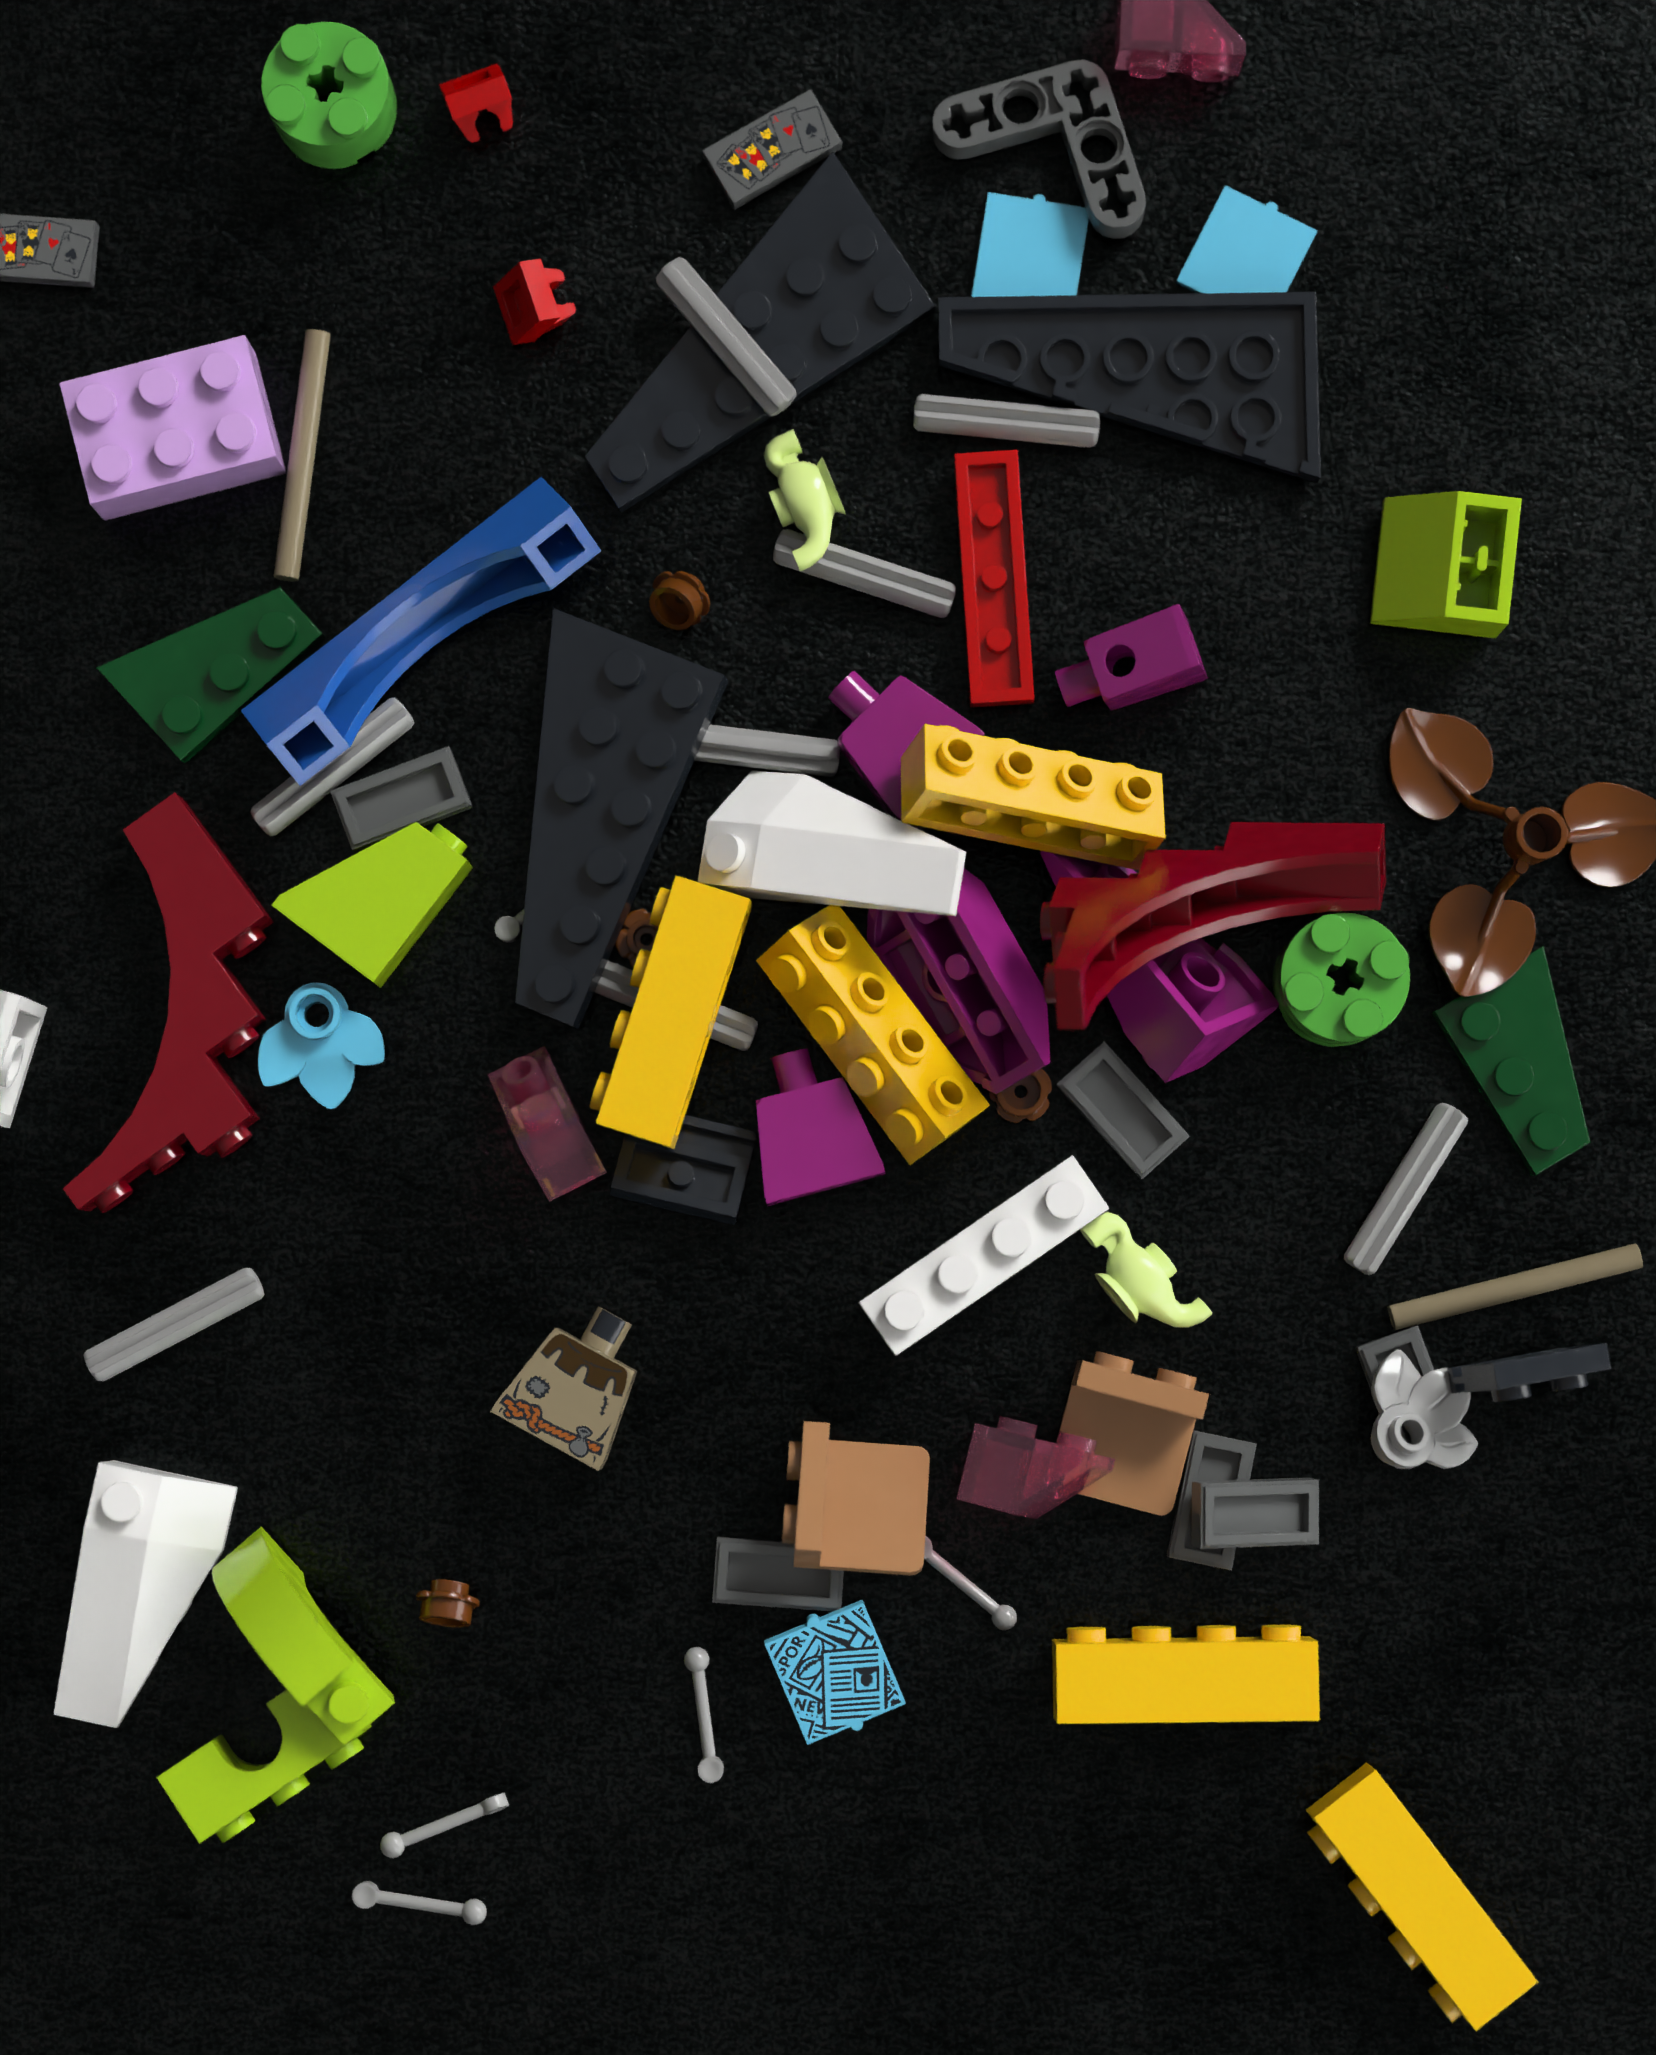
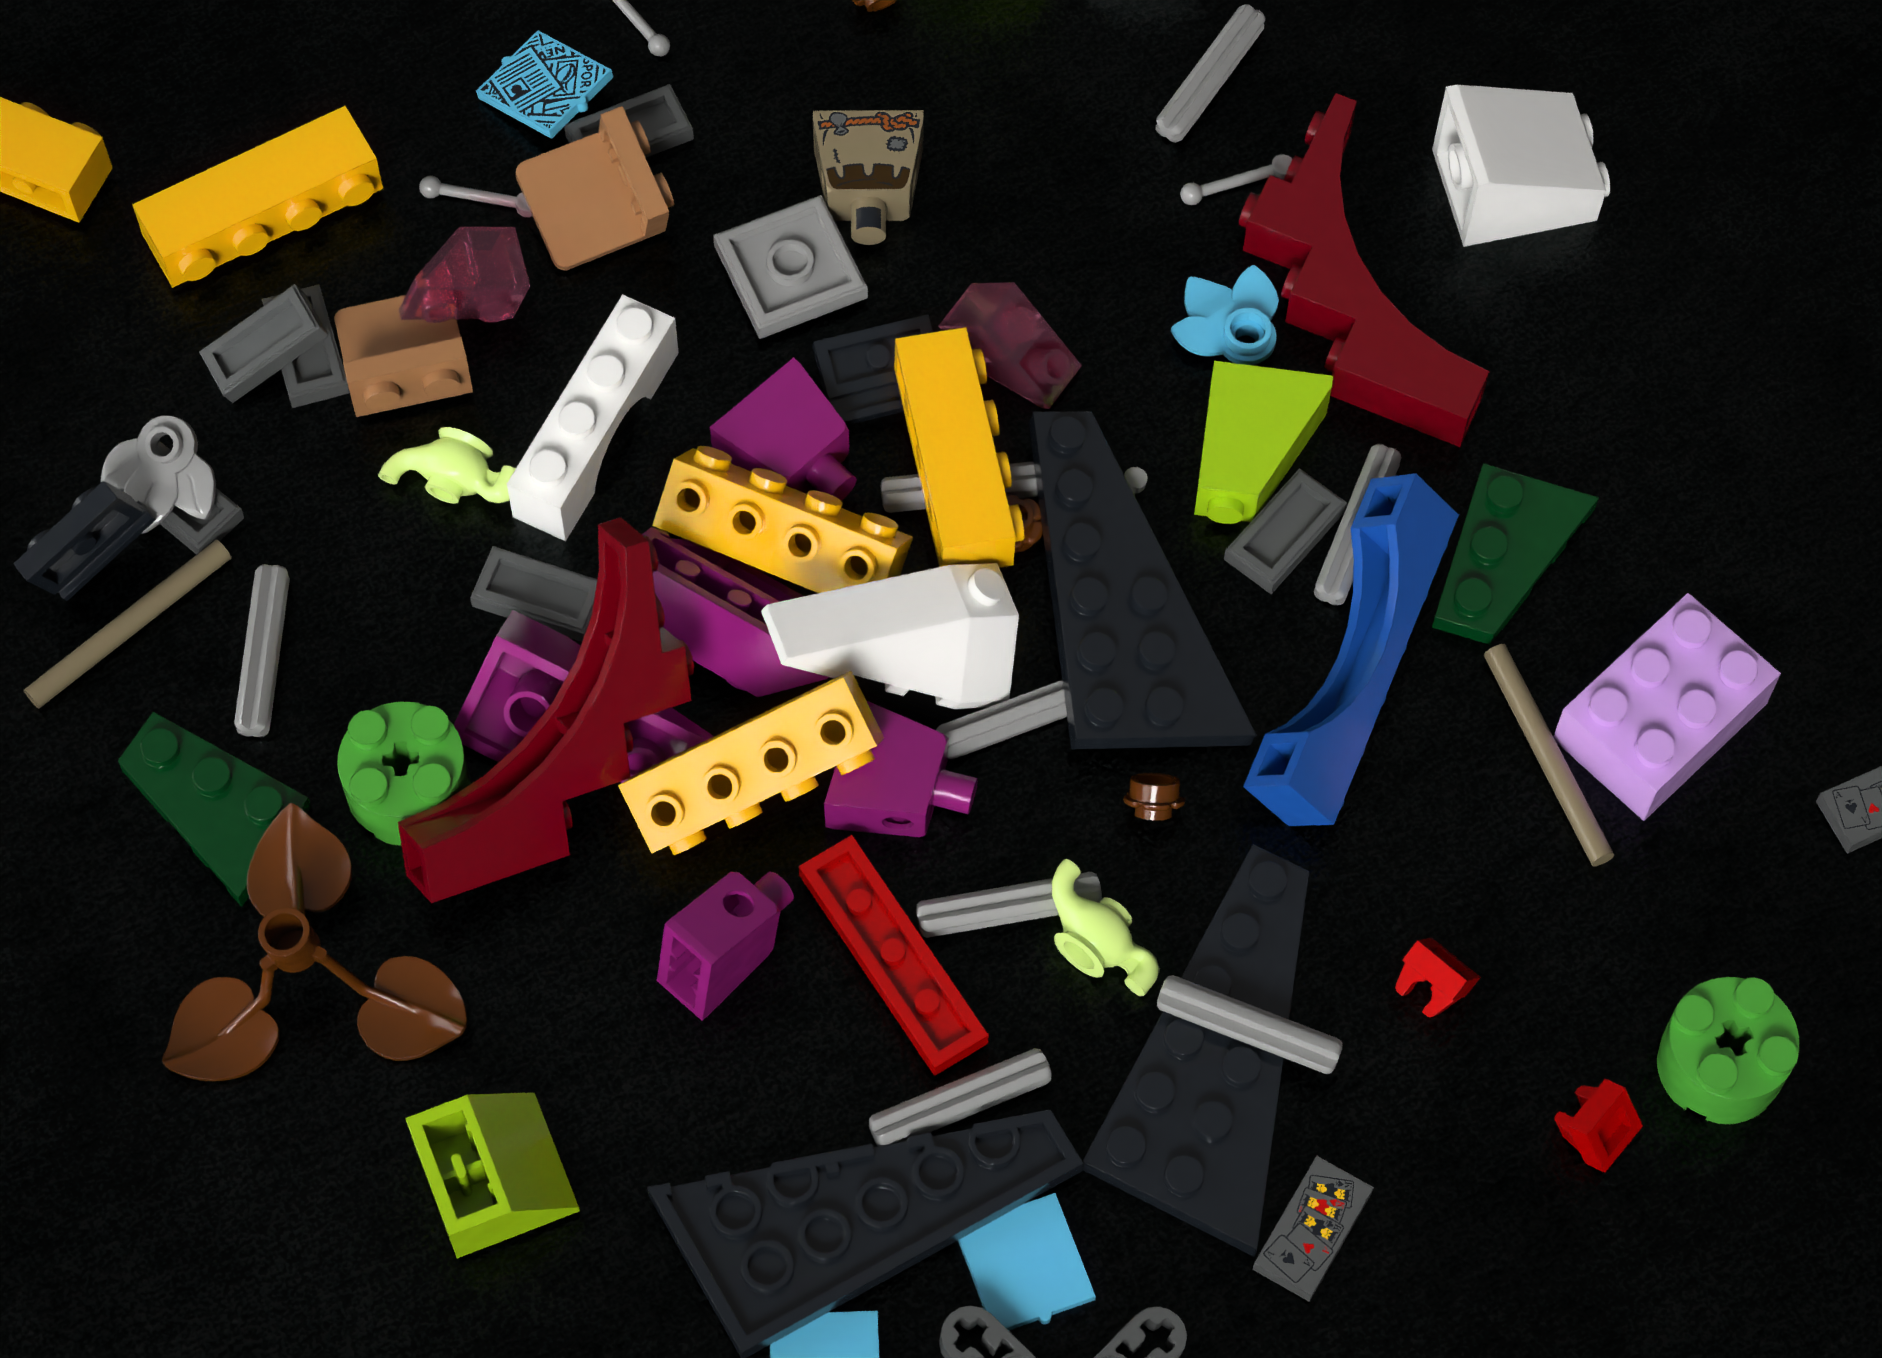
camera: 150 degrees right, 20 degrees down
(169, 1185) = (1192, 193): none -> light grey hinge
(706, 1327) = (790, 266): none -> light grey plate

